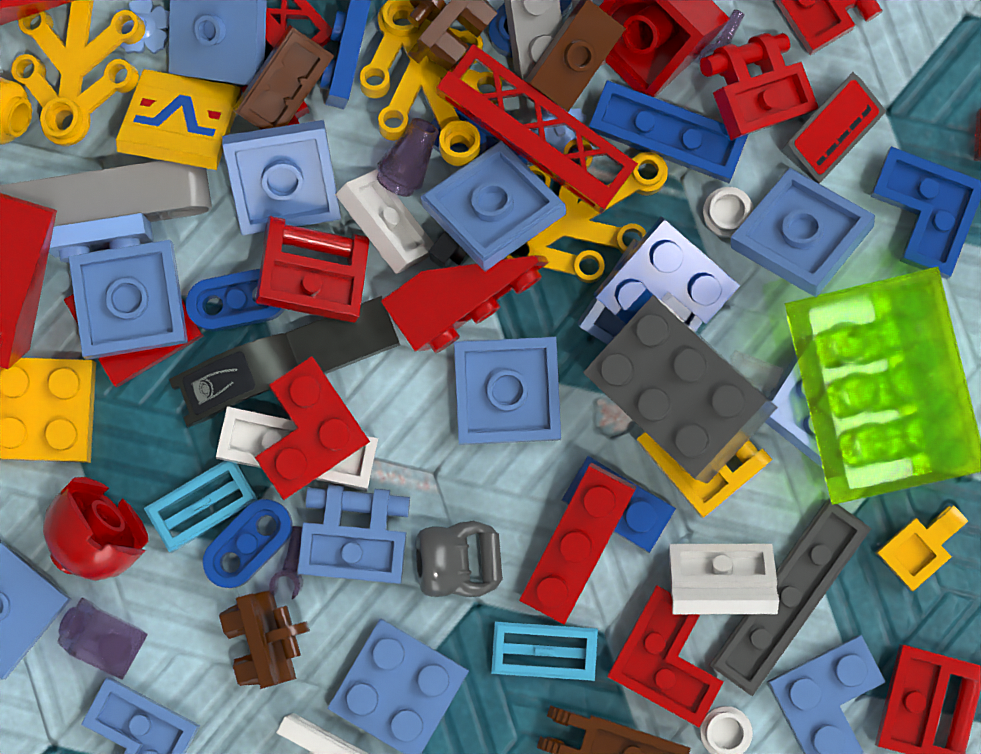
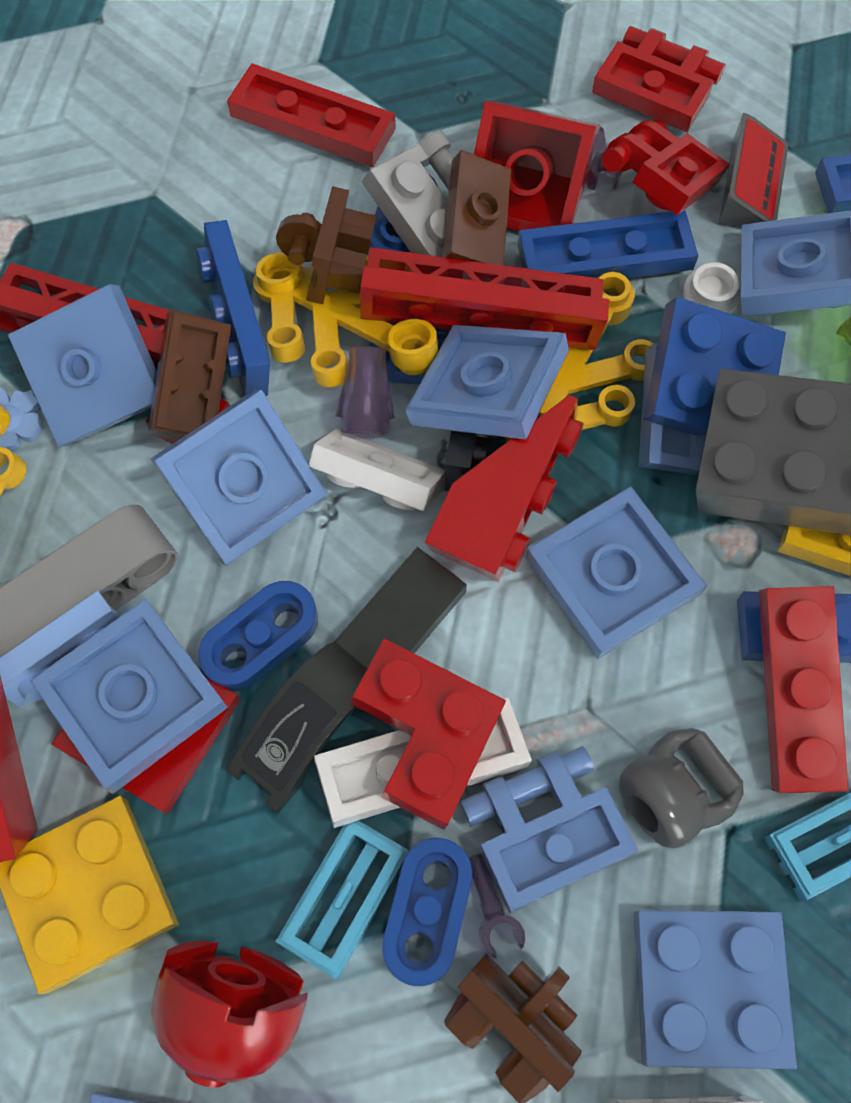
camera: 35 degrees left, 15 degrees down
(178, 119) = (91, 481): yellow tile -> none
(312, 283) = (331, 567): red plate -> none

